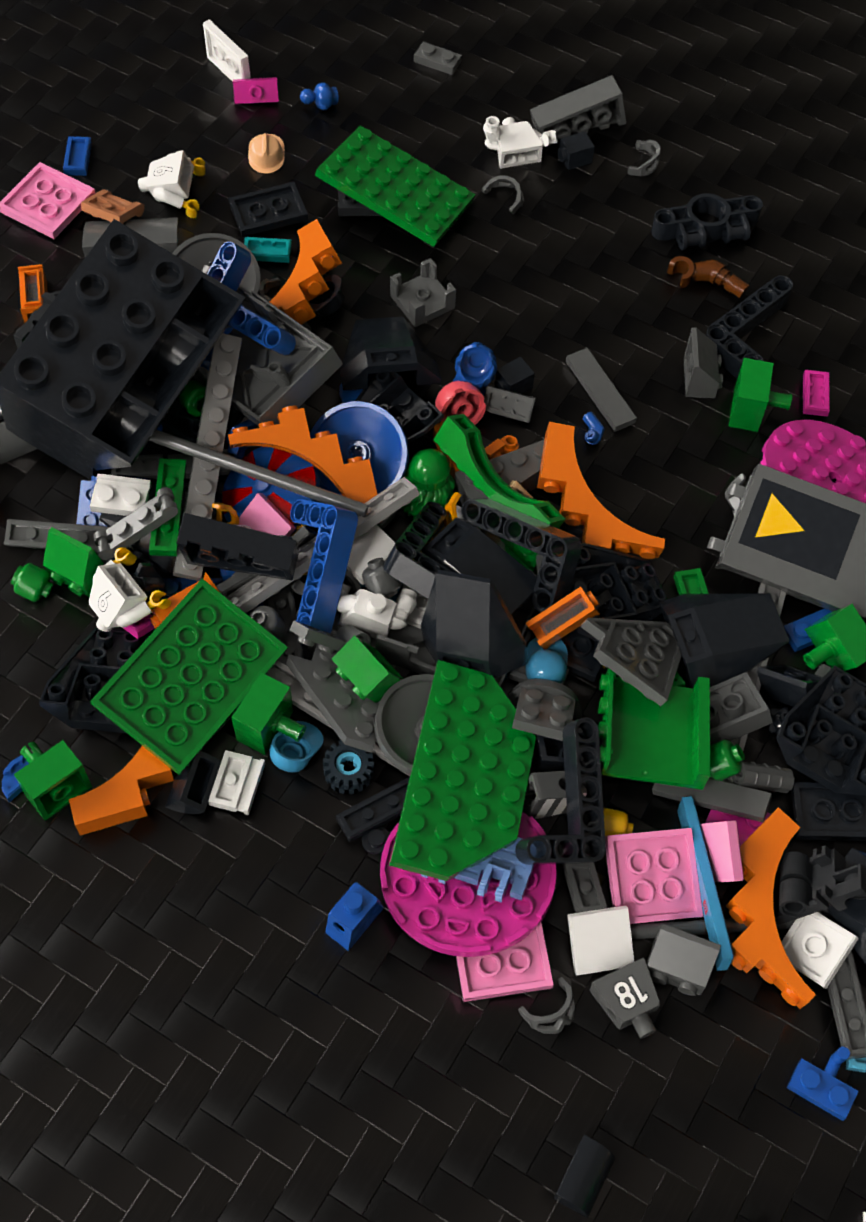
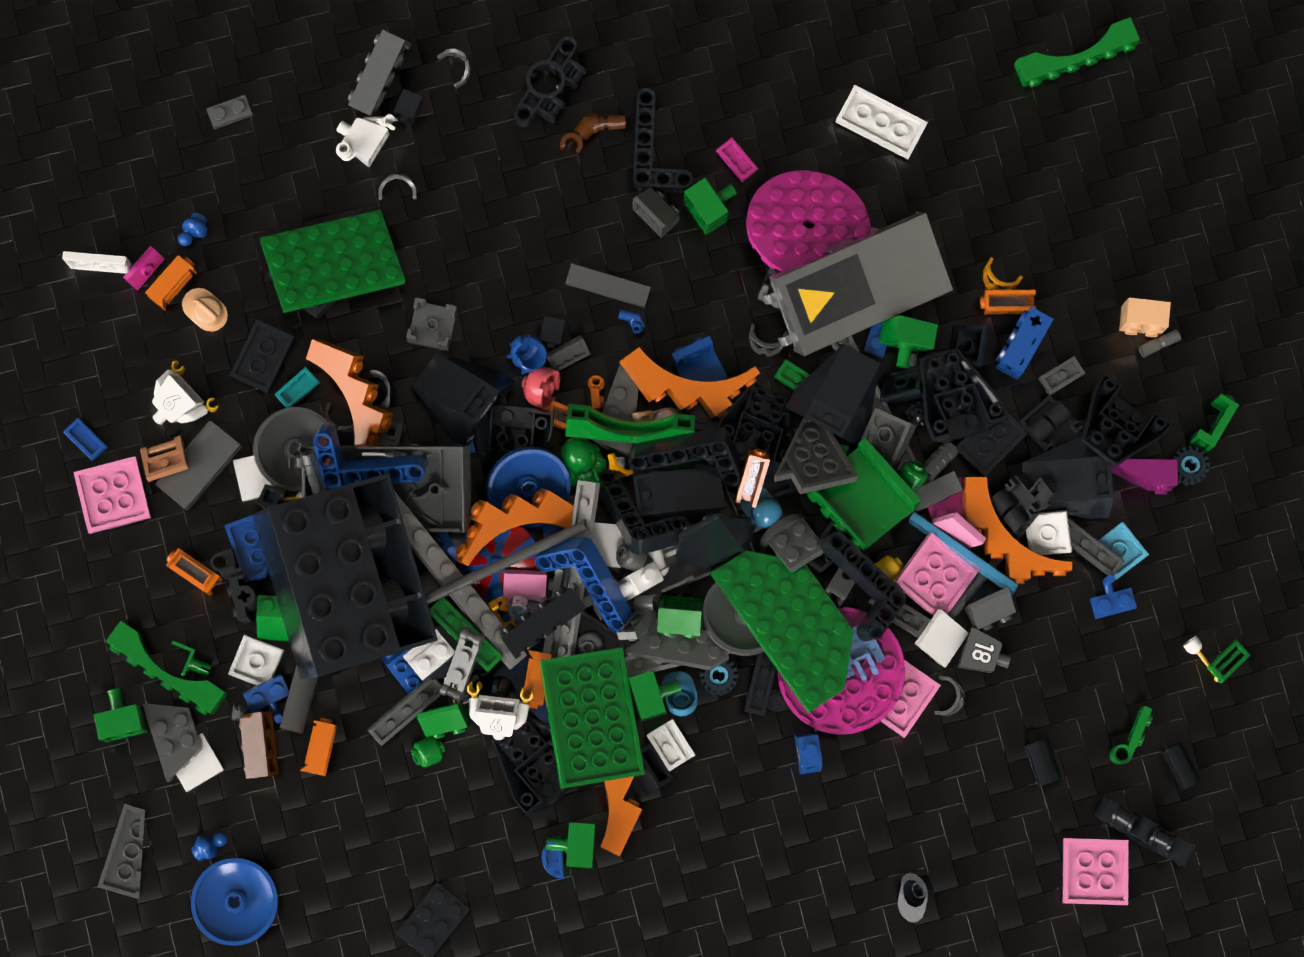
camera: 50 degrees left, 20 degrees up
(263, 112) = (171, 281): none -> orange window
(305, 1169) = (914, 895): none -> black piece
(620, 495) = (699, 362): none -> blue bracket
(711, 555) = (764, 350): none -> dark grey helmet

